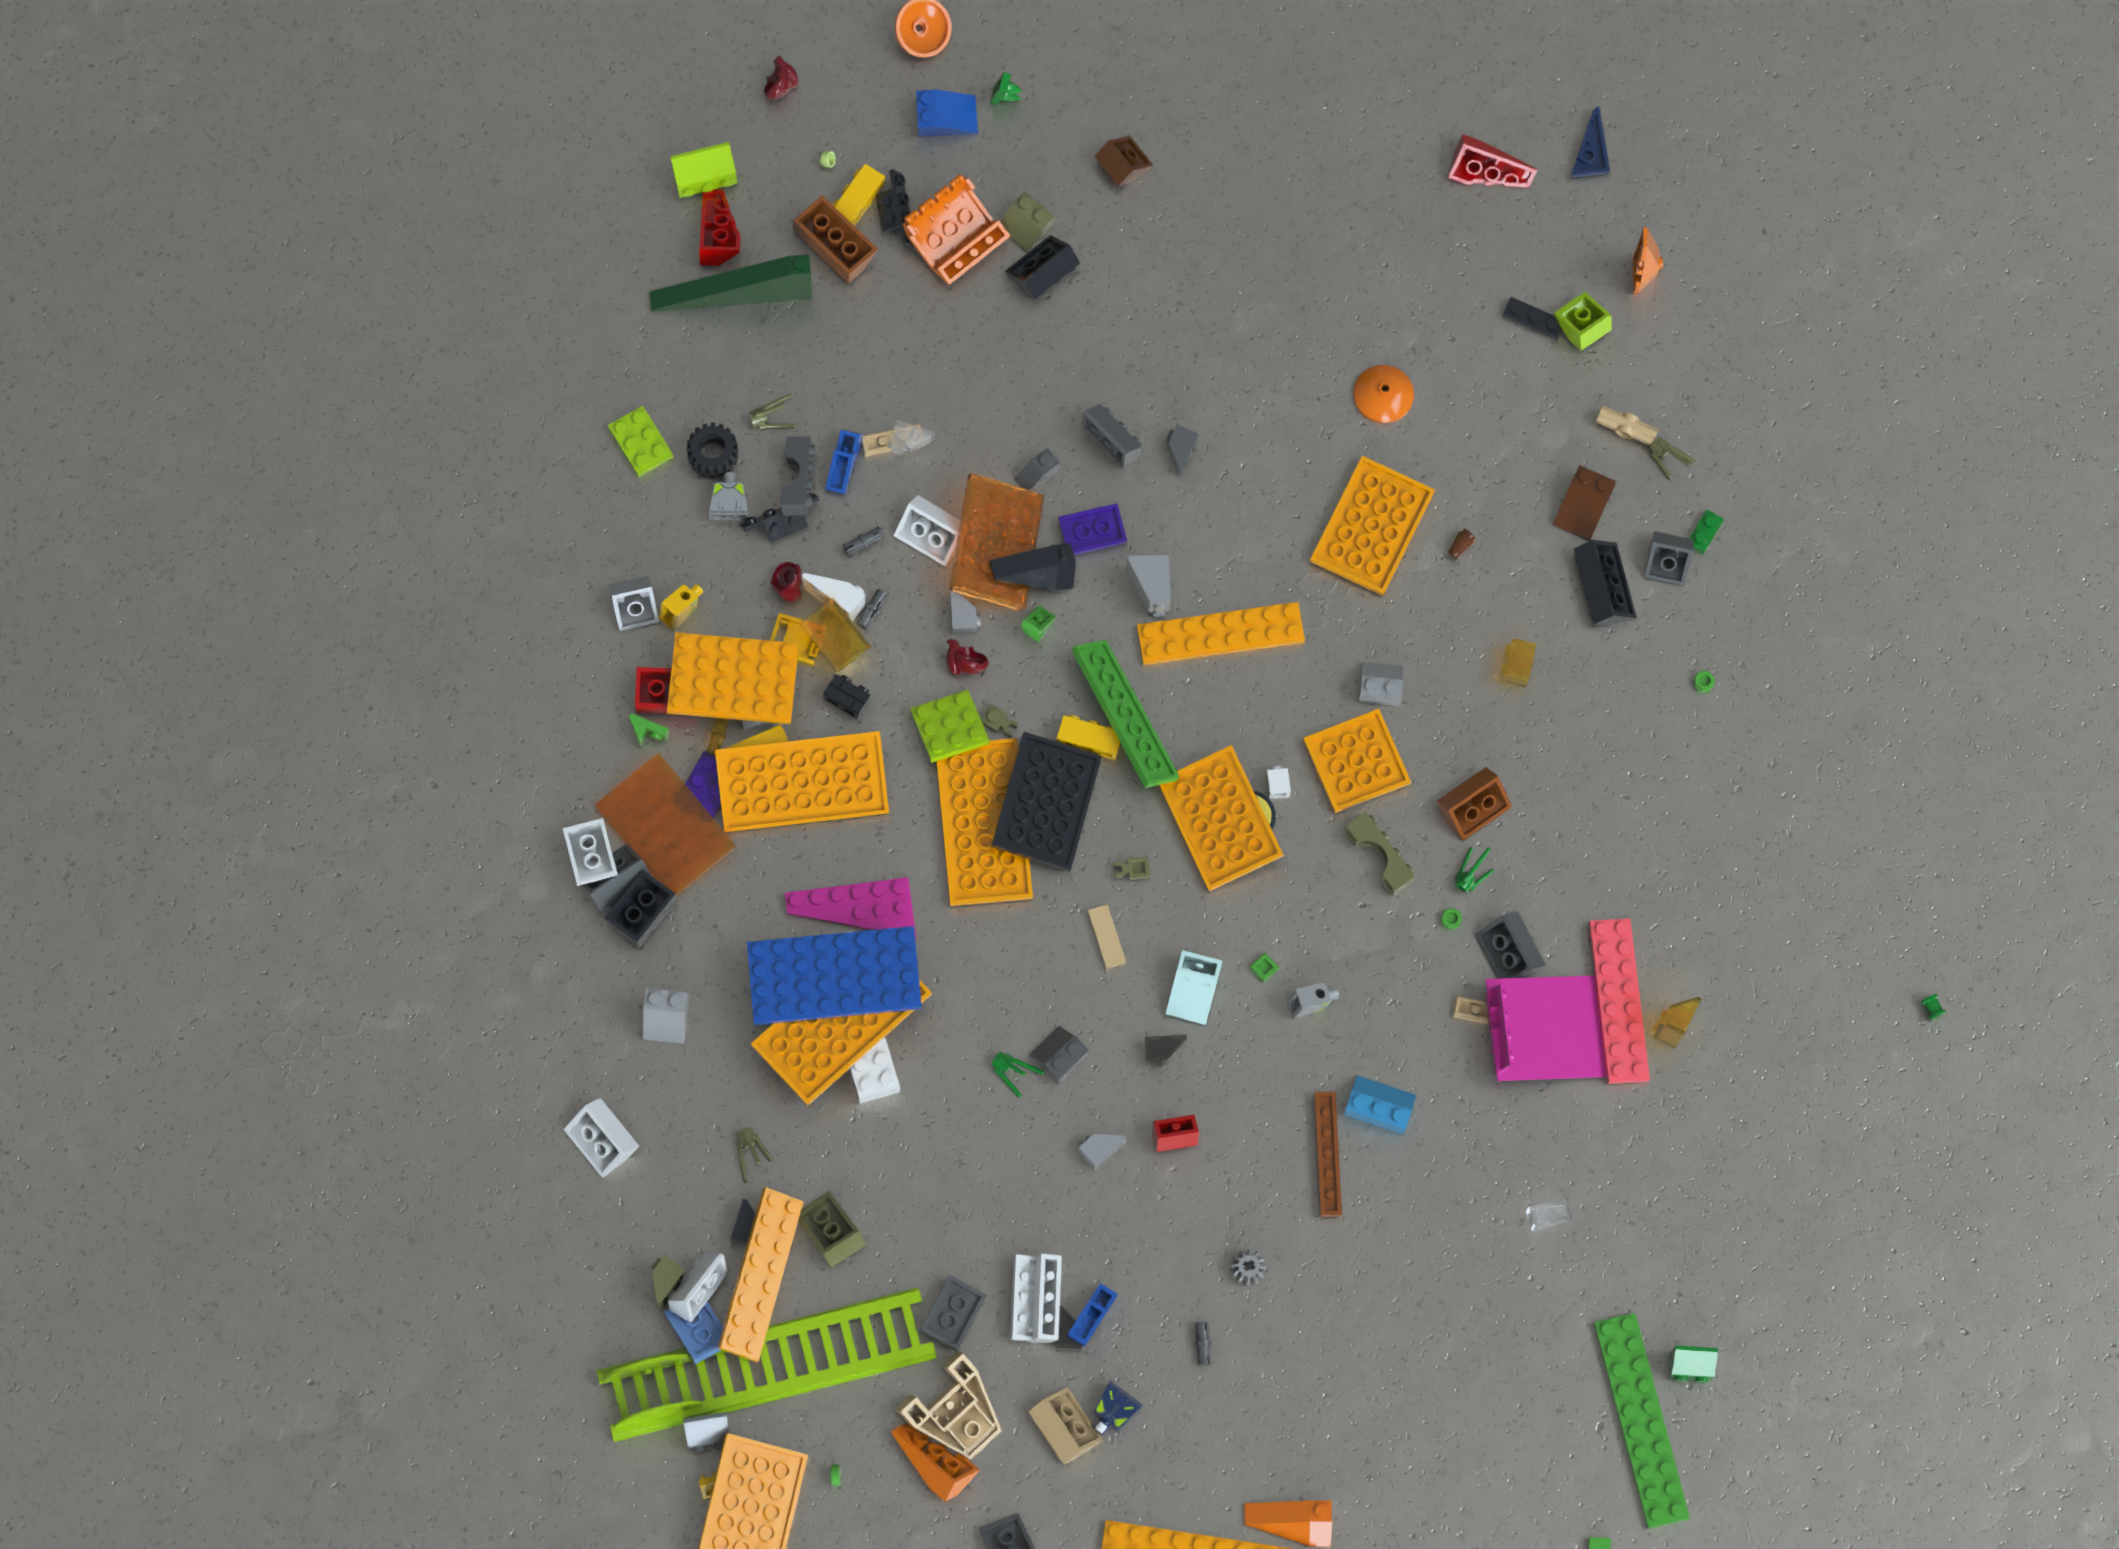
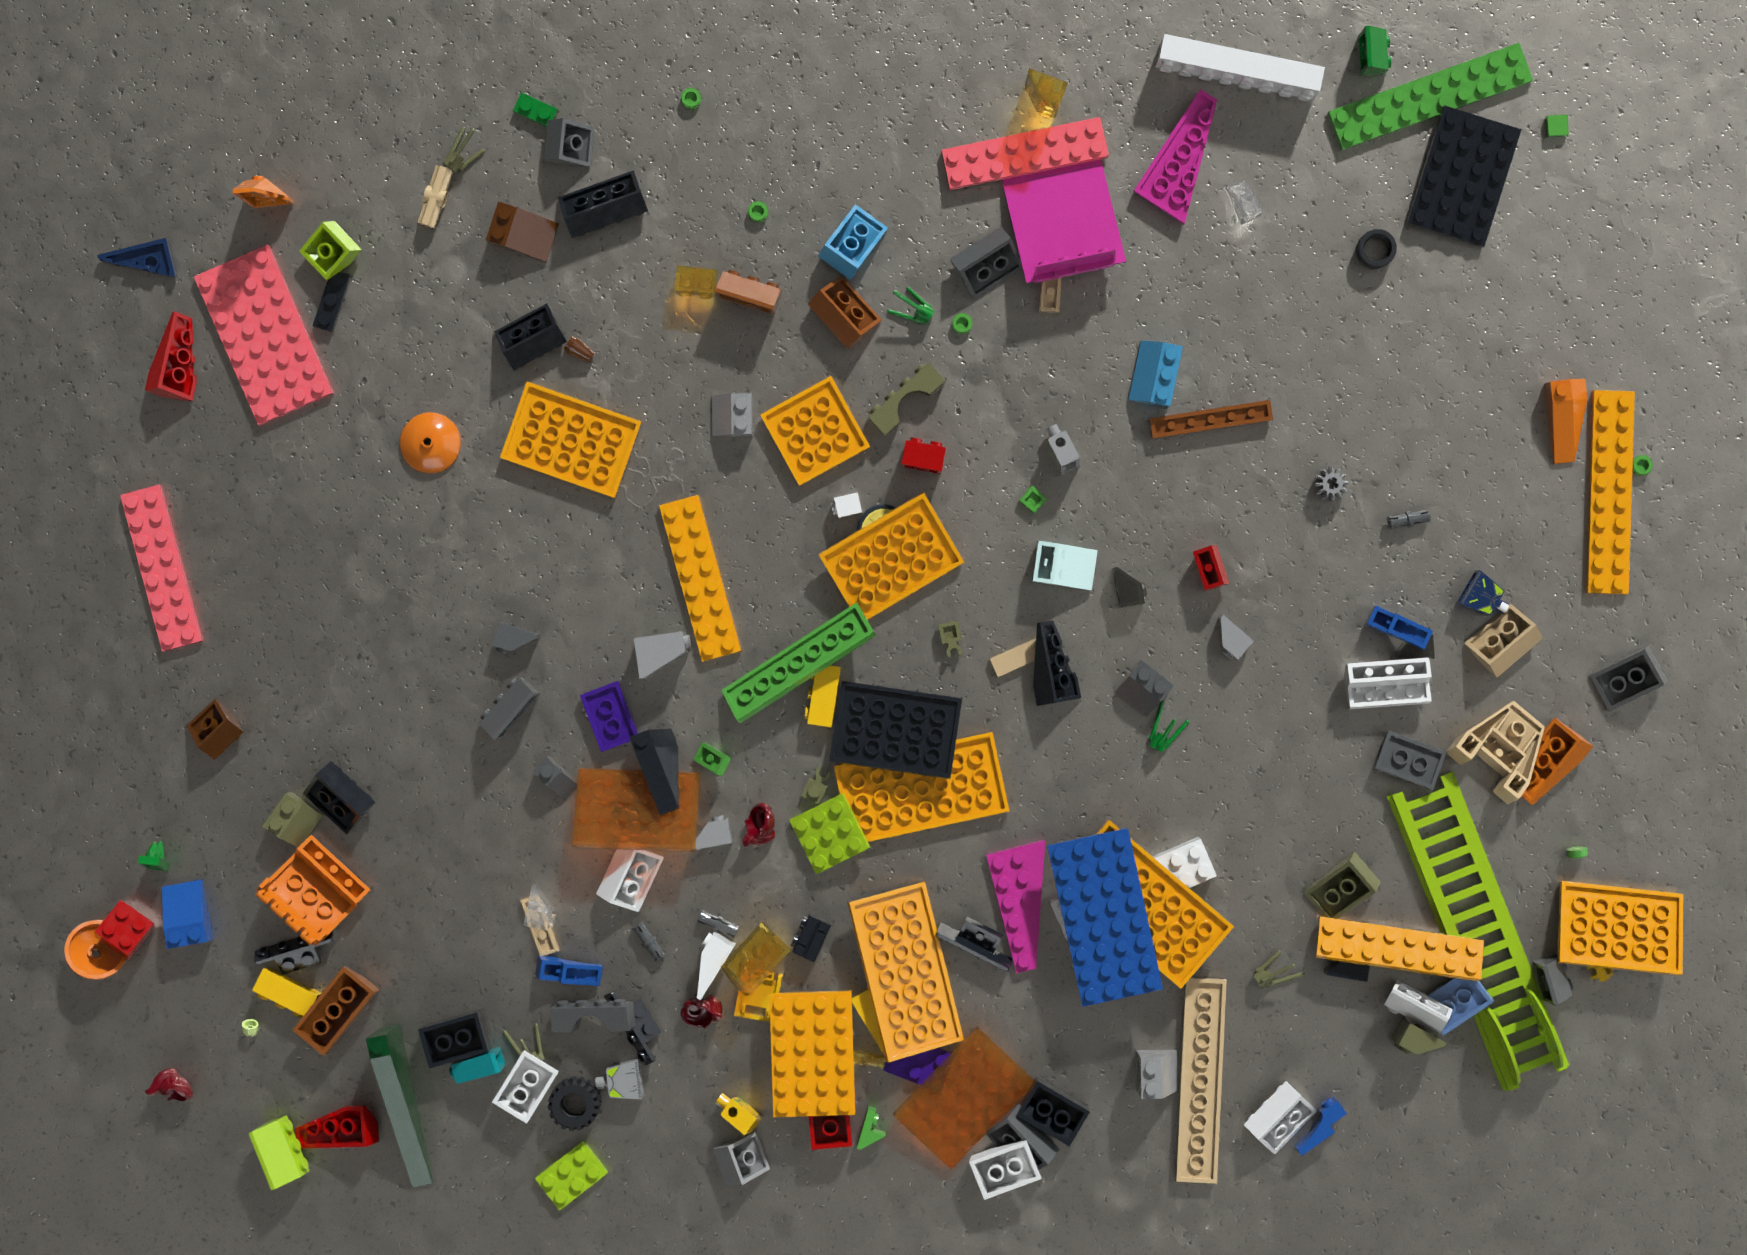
camera: 90 degrees left, 15 degrees up
(599, 1186) = (1329, 1113): none -> blue slope
(651, 1062) = (1201, 1080): none -> tan plate
(735, 404) = (525, 1086): none -> white slope
(762, 364) = (477, 1066): none -> teal slope
(792, 345) = (454, 1038): none -> black brick
(823, 856) = (977, 940): none -> black bracket
(938, 55) = (124, 930): none -> red brick
(1086, 963) = (1052, 675): none -> black wedge
(1287, 131) = (161, 568): none -> coral plate
(1319, 859) = (923, 456): none -> red brick
(1478, 498) = (530, 337): none -> black slope
(1490, 1327) = (1387, 237): none -> black tyre
(1503, 711) = (748, 291): none -> slope
(1506, 251) = (263, 334): none -> coral plate
(1544, 819) = (852, 242): none -> dark azure slope
(1554, 1442) = (1463, 176): none -> black plate
(1583, 732) = (758, 211): none -> bright green tile
(1590, 1149) = (1175, 168): none -> dark pink wing
(1687, 1223) = (1239, 67): none -> white brick

